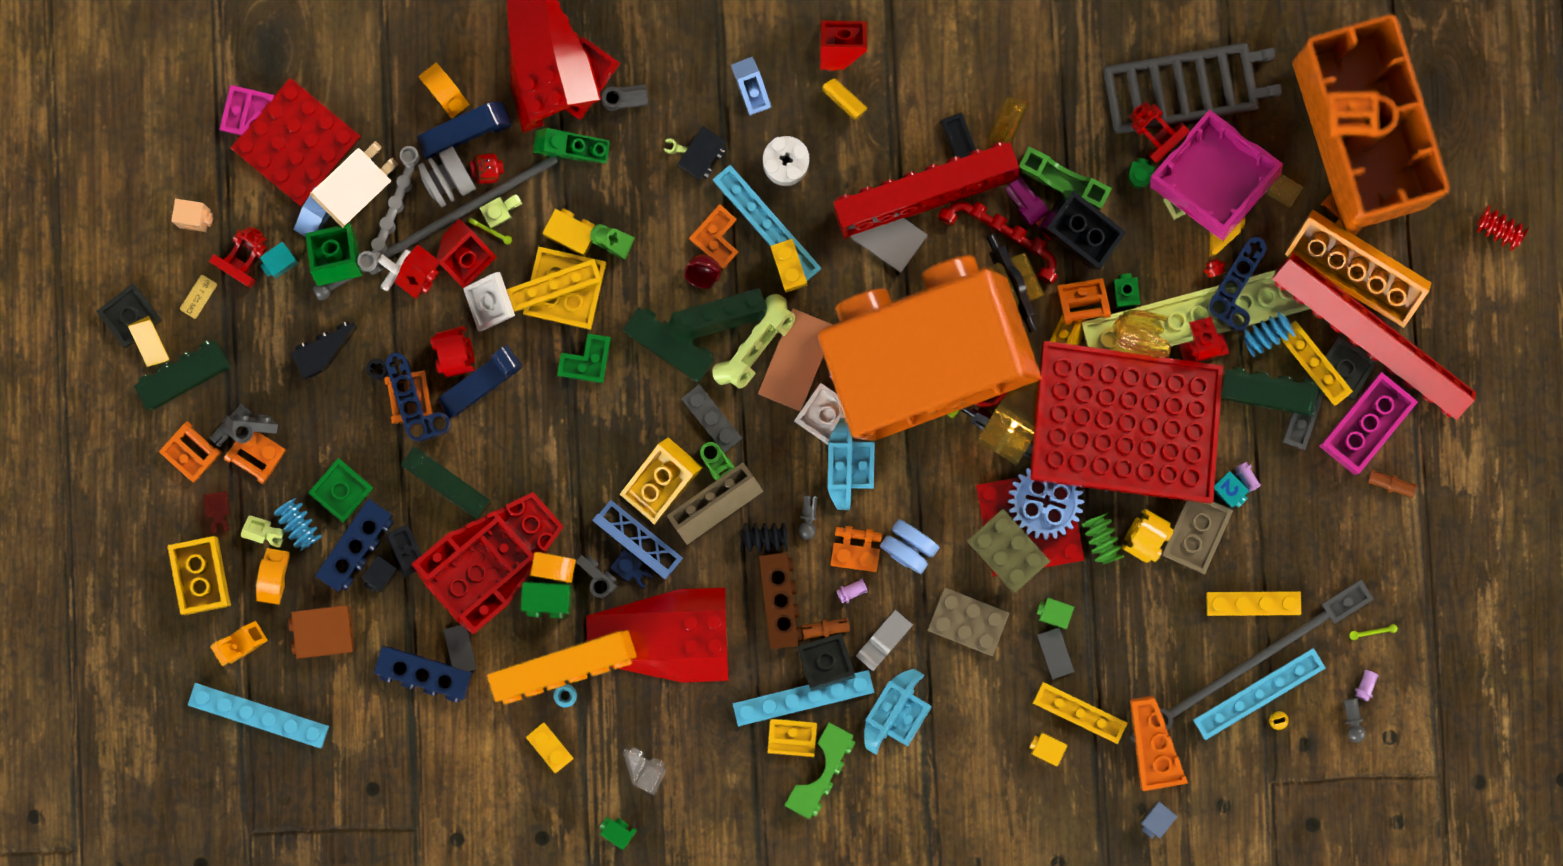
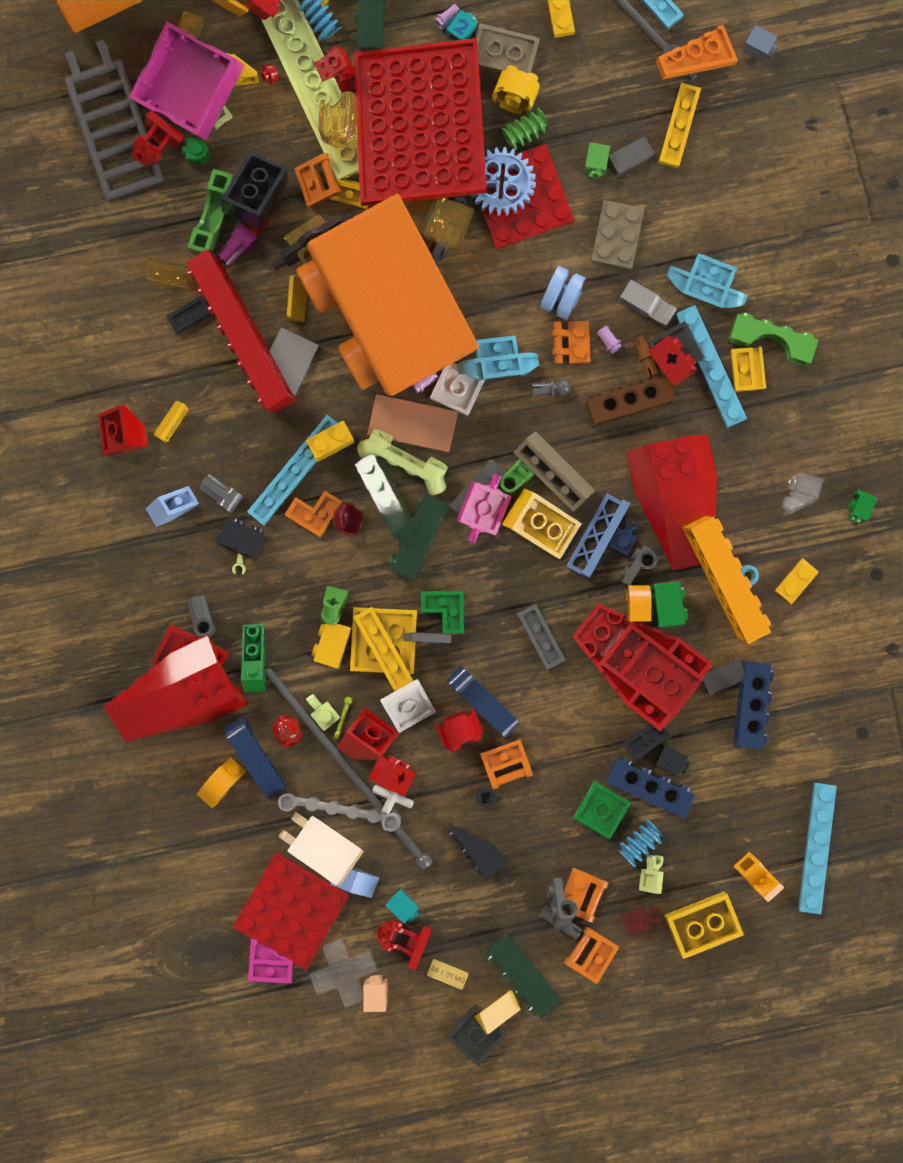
camera: 95 degrees left, 0 degrees up
(221, 186) = (343, 972): none -> clear plate
(272, 576) = (691, 857): light orange brick -> none
(321, 632) = (733, 803): dark orange brick -> none
(333, 254) = (389, 855): green brick -> none
(412, 395) = (506, 759): dark blue beam -> none
(446, 177) = (300, 764): light grey wheel -> none
(446, 483) = (579, 715): clear green brick -> none
(538, 458) = (541, 637): none -> dark grey plate
(558, 334) = (427, 637): none -> dark grey tile
(688, 420) = (484, 508): none -> plate
(751, 144) = (225, 496): none -> dark grey piece
(764, 537) = (575, 423): black piece -> none
(779, 149) = (228, 452): white brick -> none
(819, 643) = (662, 355): none -> red brick
(945, 252) = (296, 300): none -> yellow slope
(1008, 551) = (551, 205): olive brick -> none
(1016, 235) = (268, 249): red bar -> none
(1047, 748) = (716, 146): yellow brick -> none
(1122, 299) = (308, 151): green brick -> none
(1239, 280) = (273, 53): dark blue beam -> none

